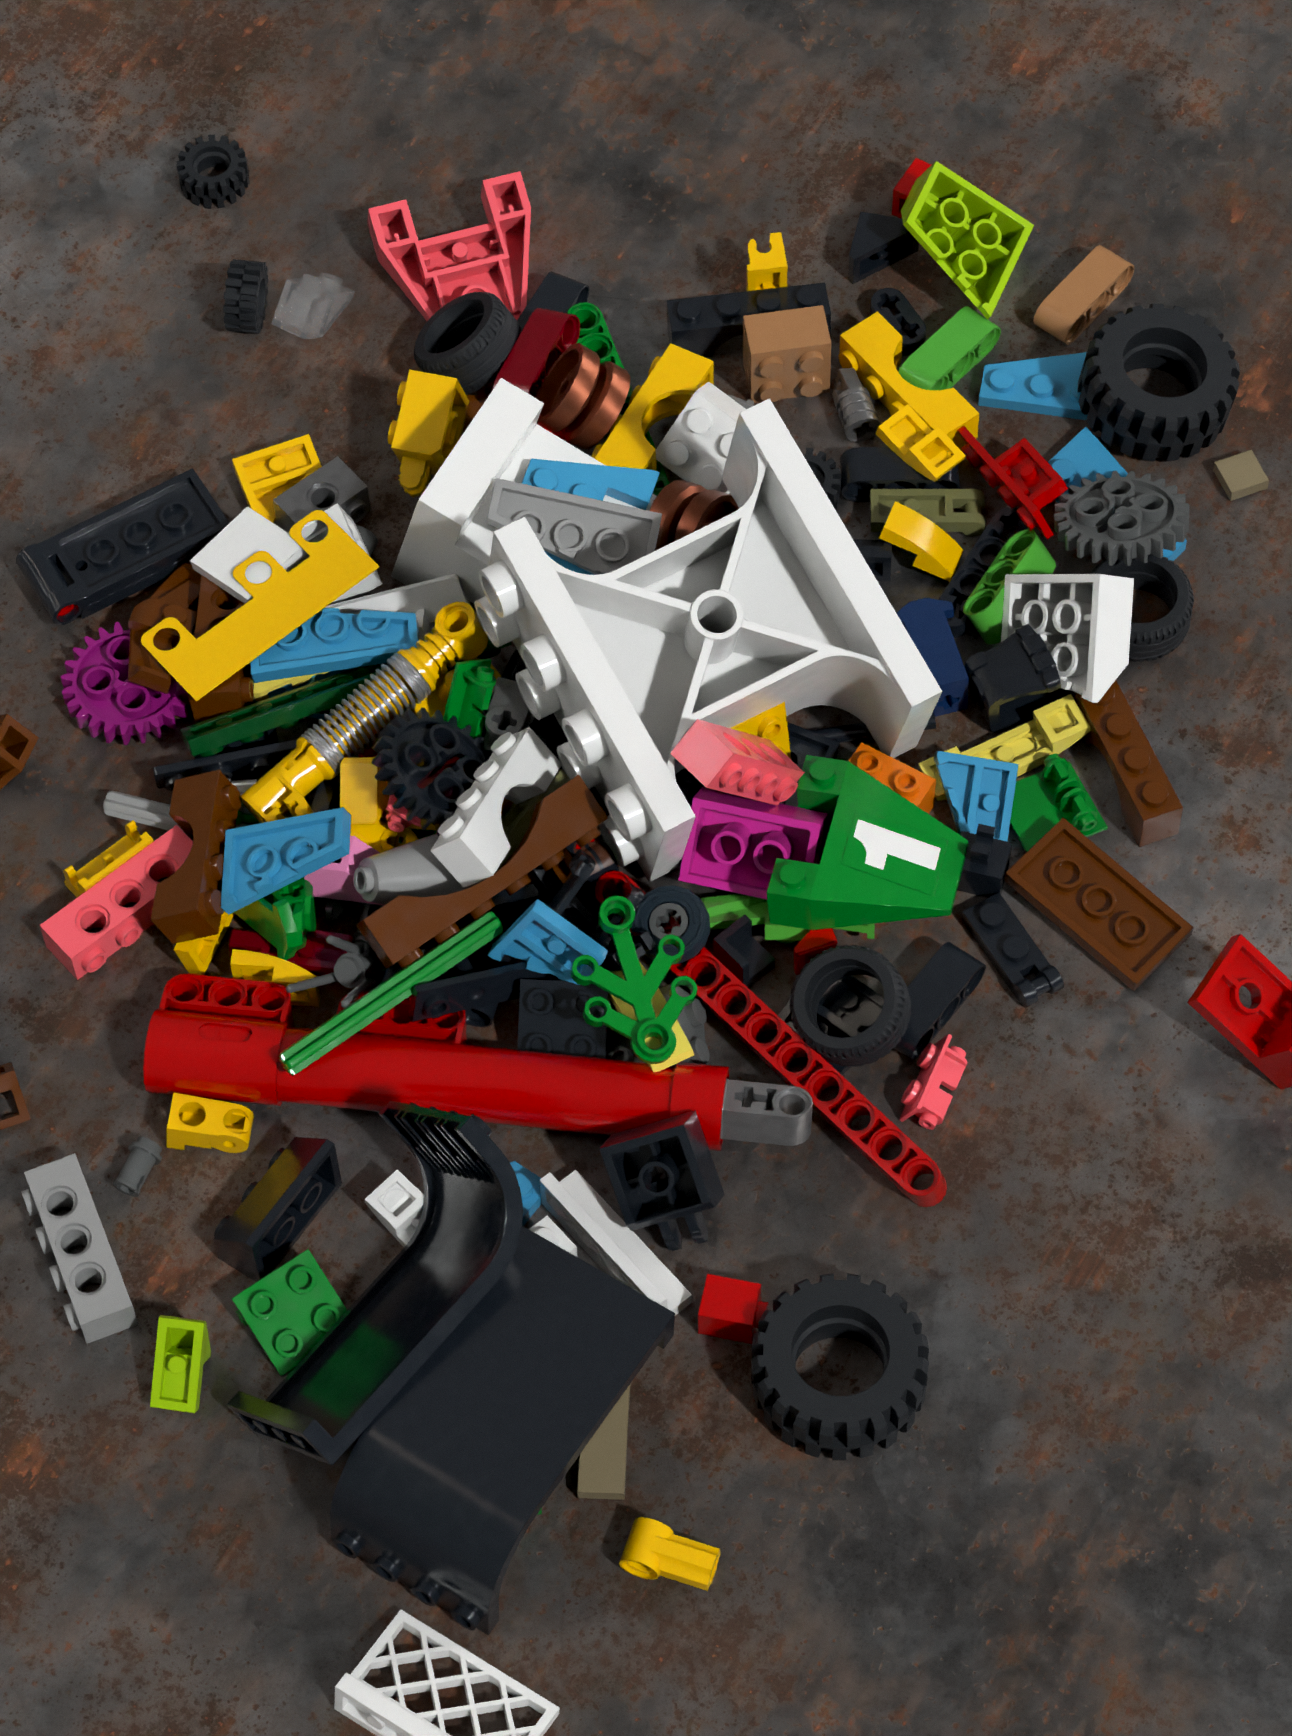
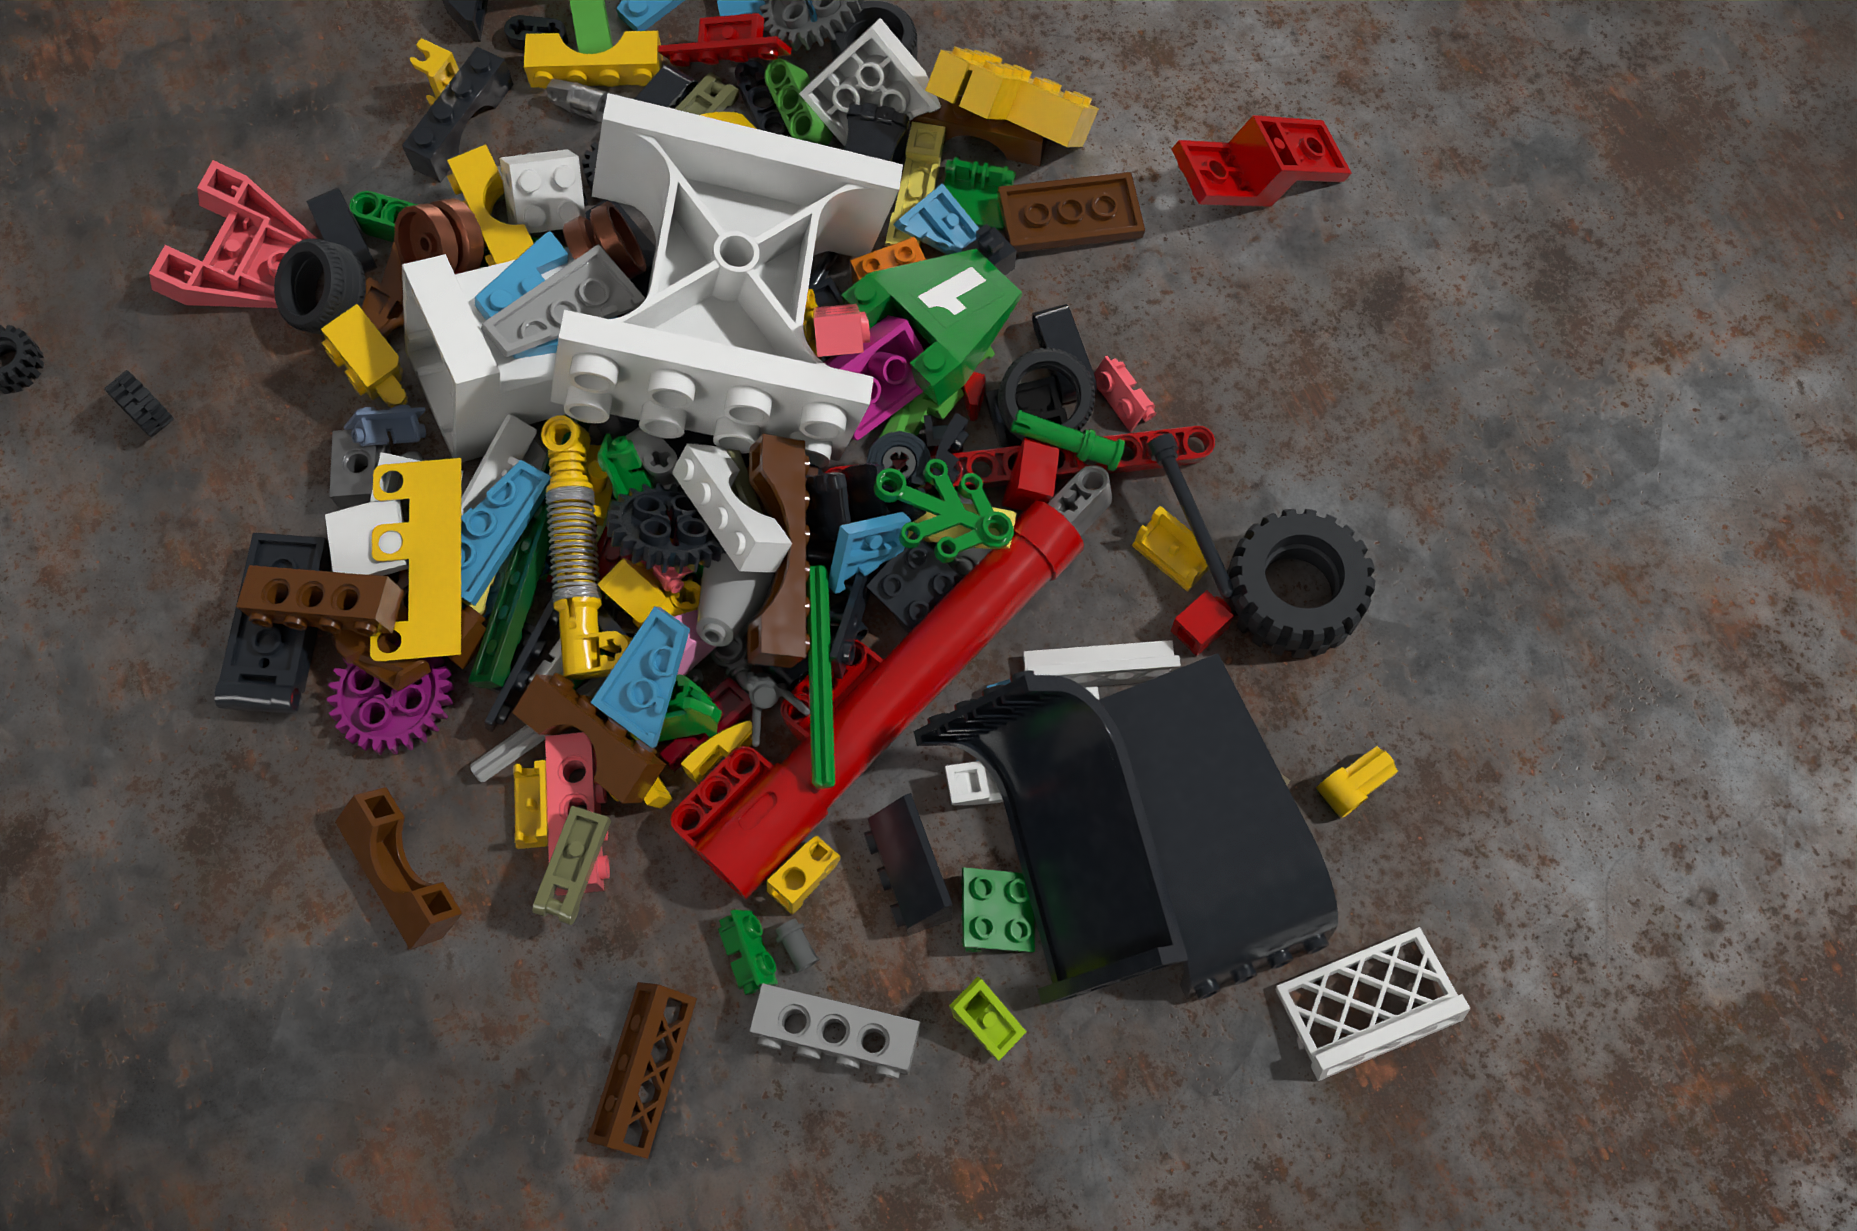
camera: 55 degrees left, 10 degrees up
(69, 924) = (571, 864): none -> olive plate
(111, 1124) = (743, 934): none -> green hinge
(161, 559) = (320, 600): none -> reddish brown brick
(273, 471) = (304, 483): yellow wing -> none
(311, 305) = (185, 368): clear slope -> none
(367, 482) = (371, 425): none -> sand blue hinge
(538, 347) = (374, 251): dark red beam -> none
(652, 1197) = (1084, 594): black hinge -> none
(728, 948) = (952, 440): none -> black slope
(756, 1046) = (1032, 475): none -> red slope
(787, 354) = (509, 105): medium nougat brick -> none
(791, 1235) = (1171, 548): none -> yellow hinge
(819, 1067) = (1085, 444): none -> green pin
(875, 1145) = (1164, 451): none -> black piece
(918, 446) = (653, 79): yellow slope -> none
(1011, 950) = (1062, 284): black plate -> none
(1170, 746) = (1010, 94): none -> yellow piece

